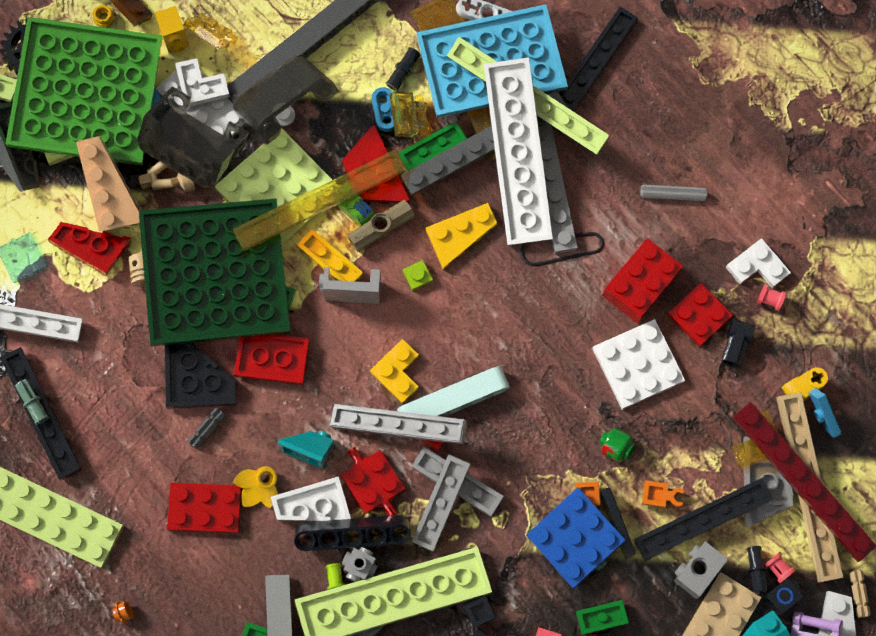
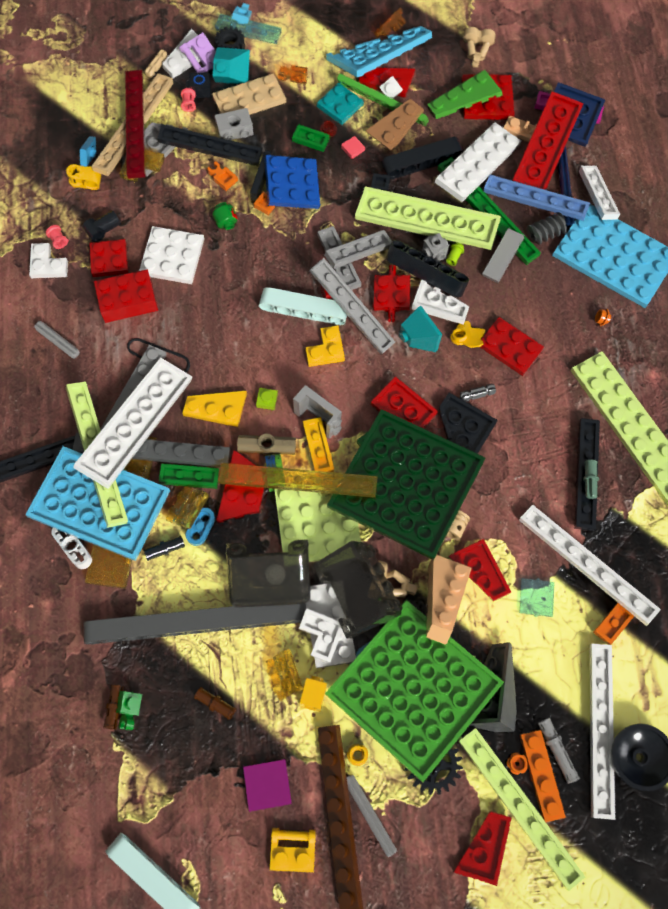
camera: 145 degrees left, 5 degrees down
(757, 569) = (201, 106): black axle -> none

